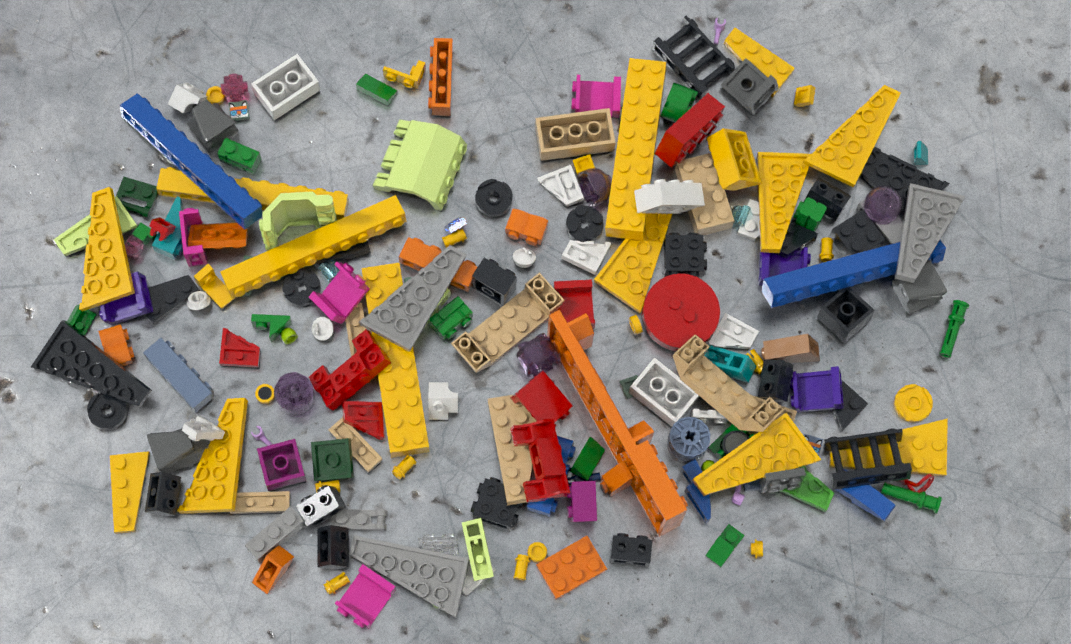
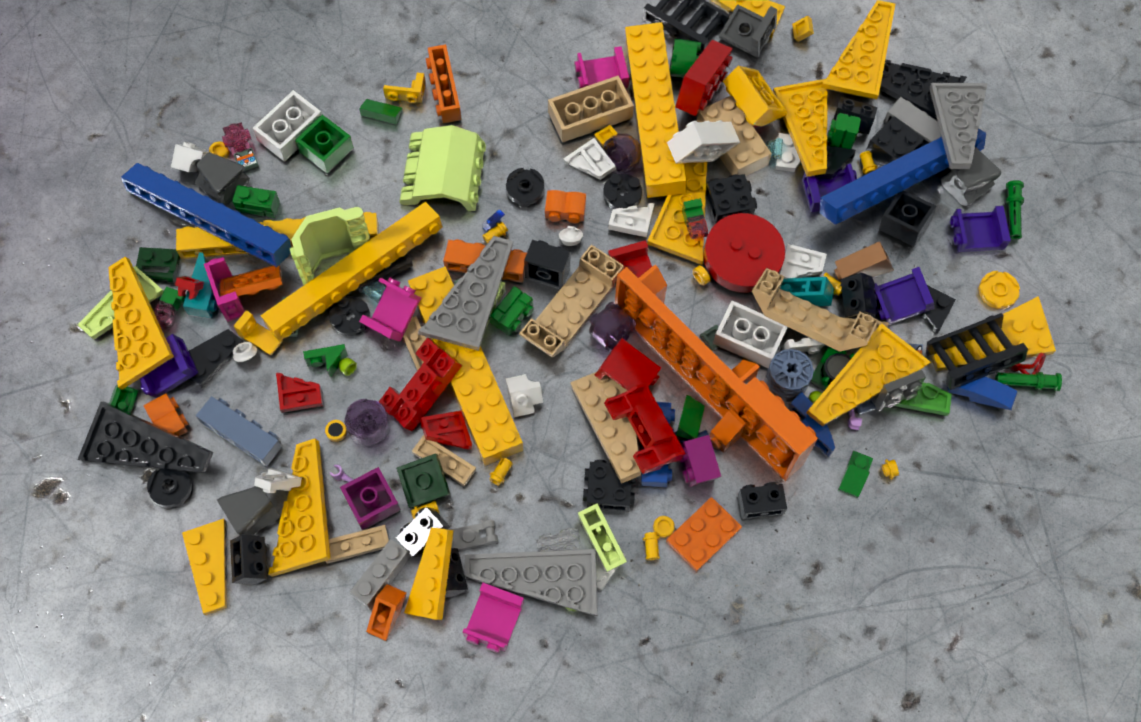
camera: 10 degrees left, 5 degrees down
(315, 113) = (324, 143): none -> green brick
(317, 552) = (430, 583): none -> yellow wing
(322, 328) = (381, 350): white hat -> none
(336, 583) = (458, 610): yellow pin -> none
(643, 269) = (695, 219): none -> leg
(882, 204) = (912, 106): clear purple cylinder -> none
(912, 341) = (980, 230): none -> dark purple panel
(920, 154) = (928, 57): teal slope -> none

